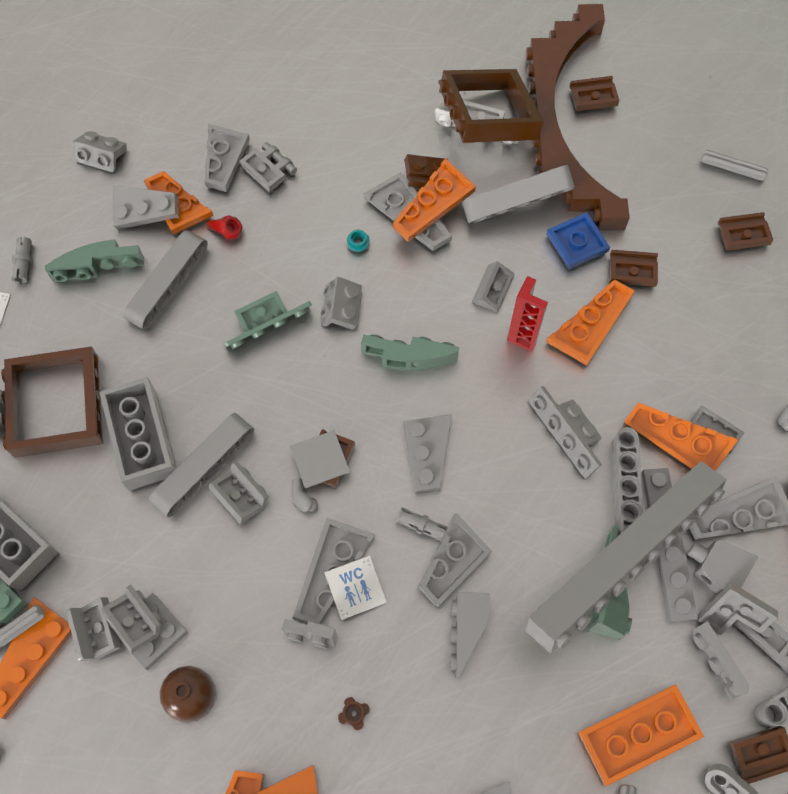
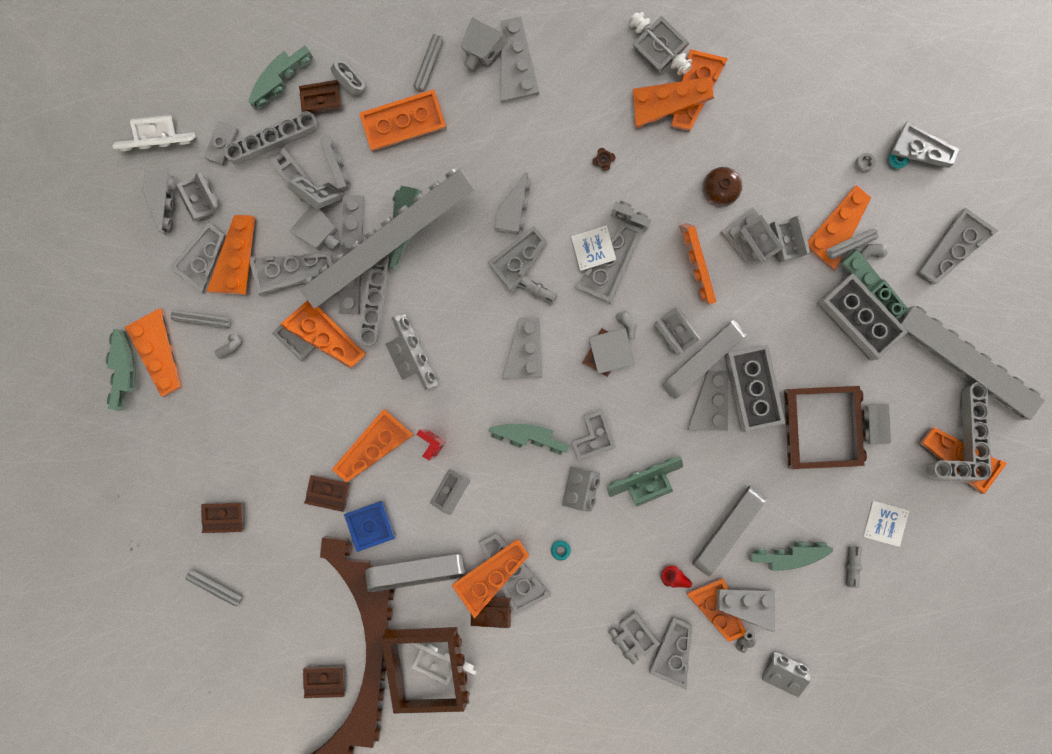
camera: 175 degrees left, 20 degrees up
(143, 173) = (745, 642): none -> light grey arm
(191, 414) = (712, 404): none -> light grey wing
(218, 585) = (698, 262): none -> orange wing
(326, 360) = (599, 438): none -> light grey plate

